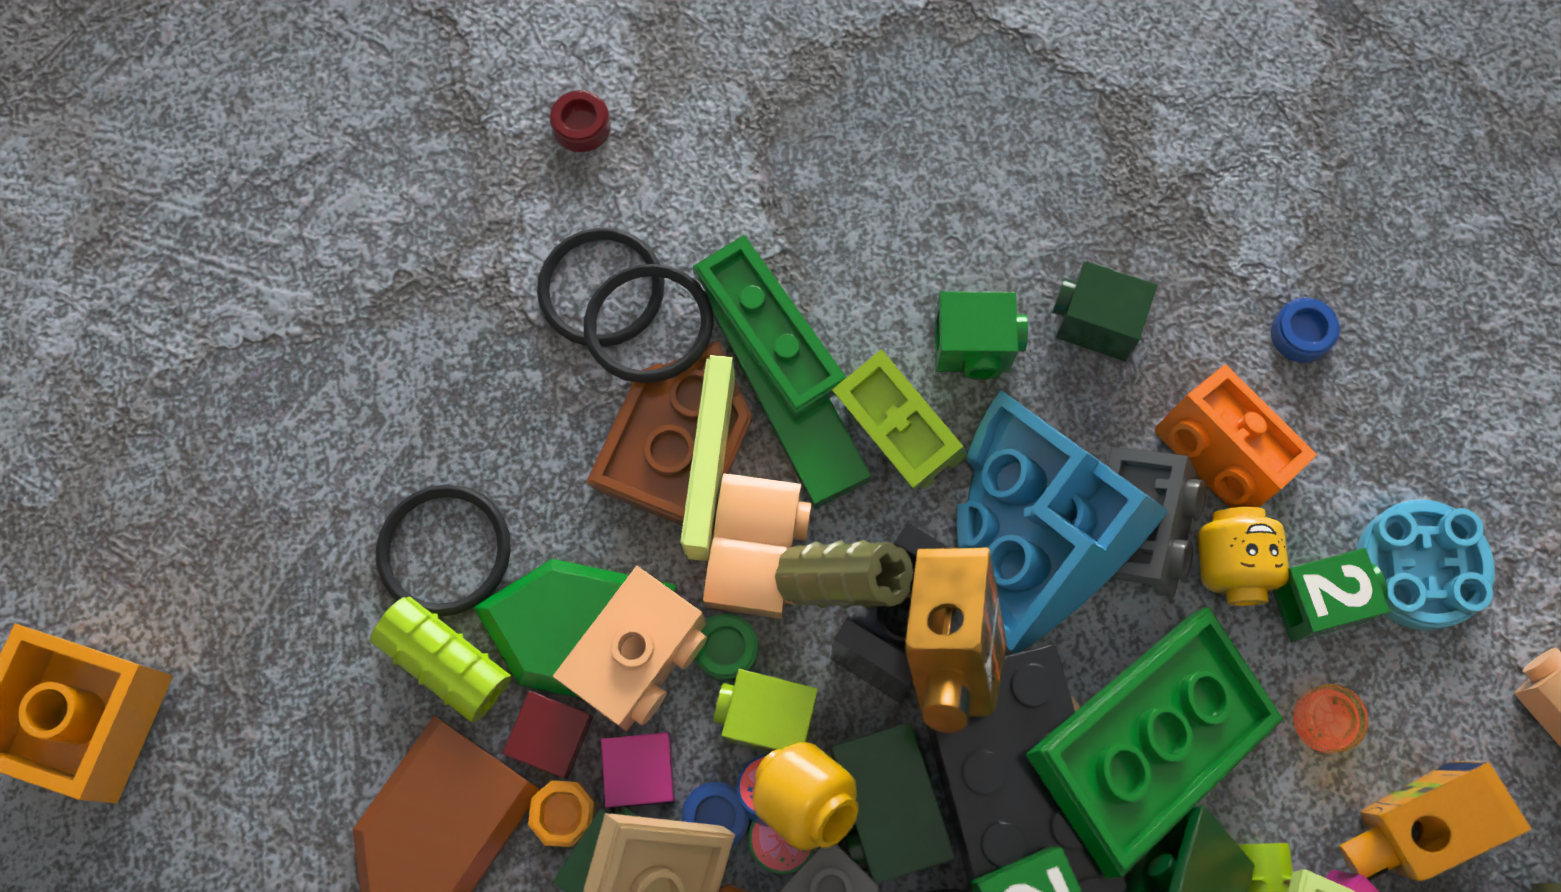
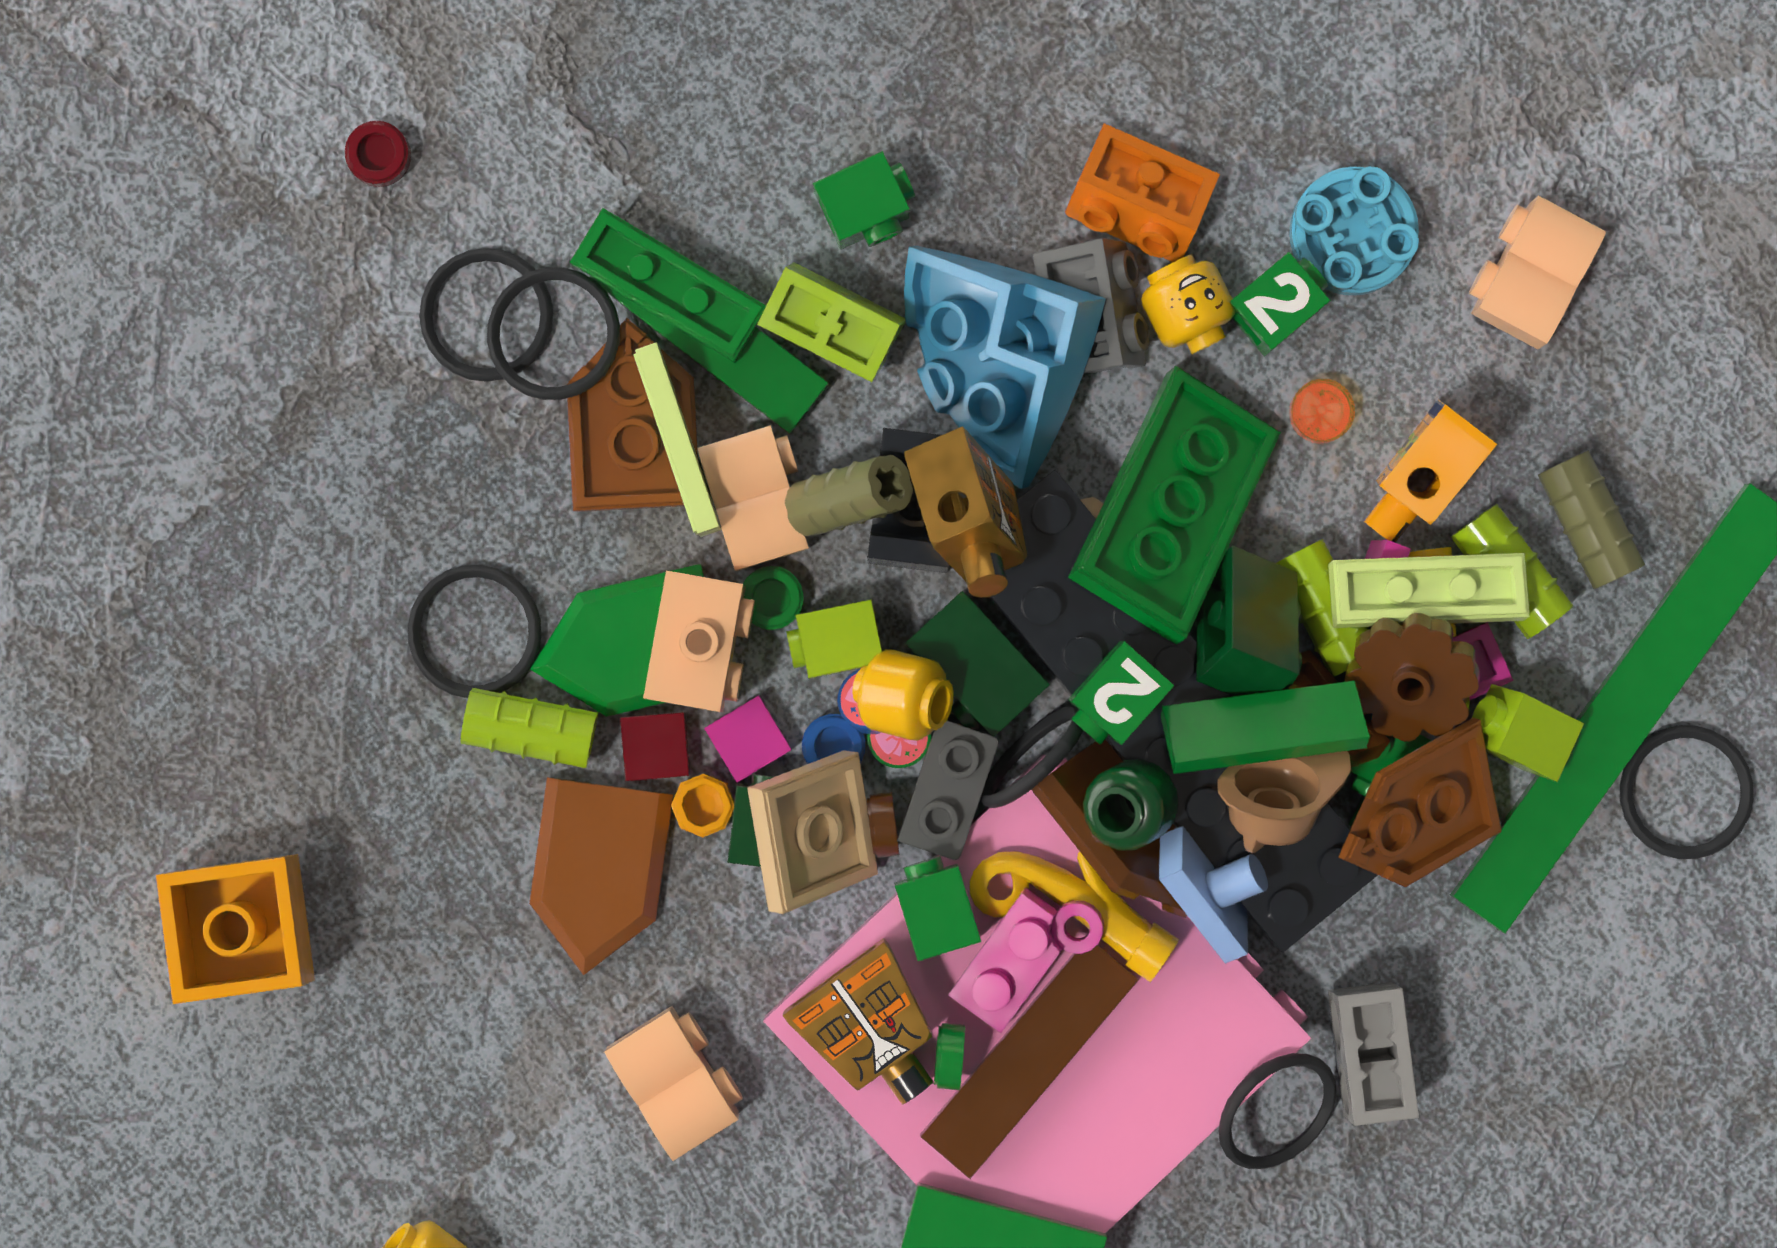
camera: 30 degrees left, 15 degrees up
(1103, 310) = (969, 122): dark green brick -> none
(1305, 330) = (1165, 49): blue tile -> none

